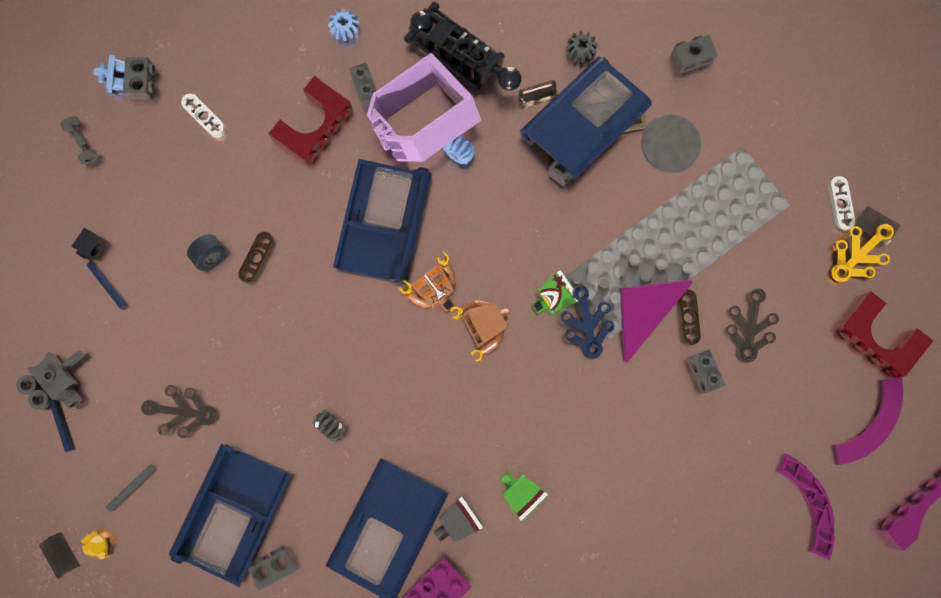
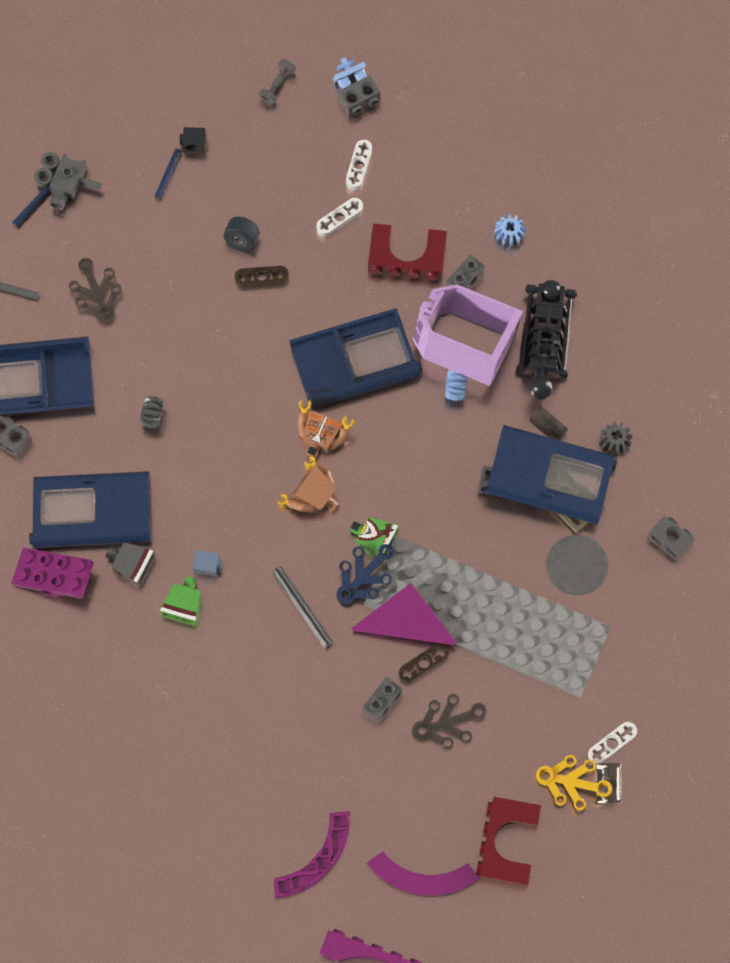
camera: 60 degrees right, 10 degrees down
(237, 152) = (340, 210): none -> white beam
(498, 453) = (207, 563): none -> sand blue brick
(582, 392) = (302, 607): none -> dark grey axle

